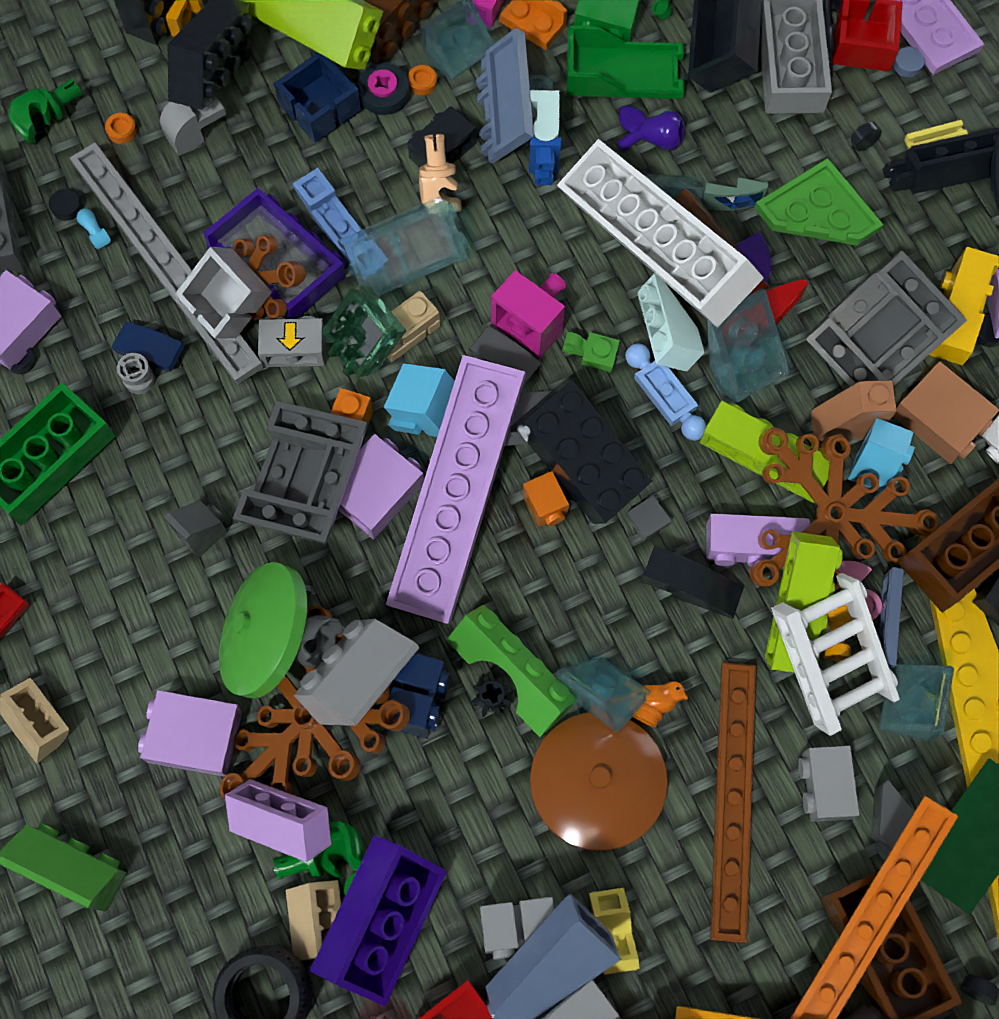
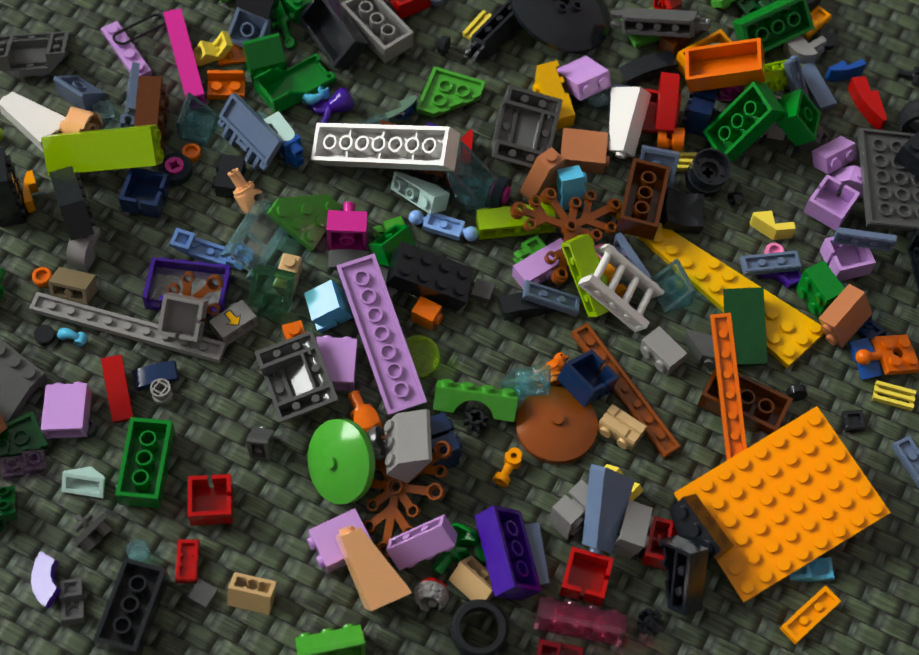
camera: 40 degrees left, 10 degrees down
(74, 561) = (210, 504): none -> red piece
(88, 332) = (117, 388): none -> red slope
(140, 162) = (73, 285): none -> dark tan brick
(180, 808) = (370, 571): none -> light nougat slope
(243, 896) = (429, 593): none -> light grey piece
(351, 587) = (363, 414): none -> orange piece
(432, 934) = (535, 540): none -> sand blue tile
(487, 255) = (304, 216): none -> bright green plate
(495, 553) = (423, 354): none -> clear neon green piece
(497, 788) = (512, 461): none -> light orange leg
(583, 366) = (388, 241): none -> green brick
(630, 104) = (314, 98): none -> medium azure arm
(677, 749) = (580, 379): none -> dark blue piece
(681, 853) = (621, 428): none -> tan brick
(729, 596) = (551, 298): none -> sand blue tile
(758, 503) = (528, 248): none -> bright green plate
(776, 397) = (500, 192): none -> black wheel

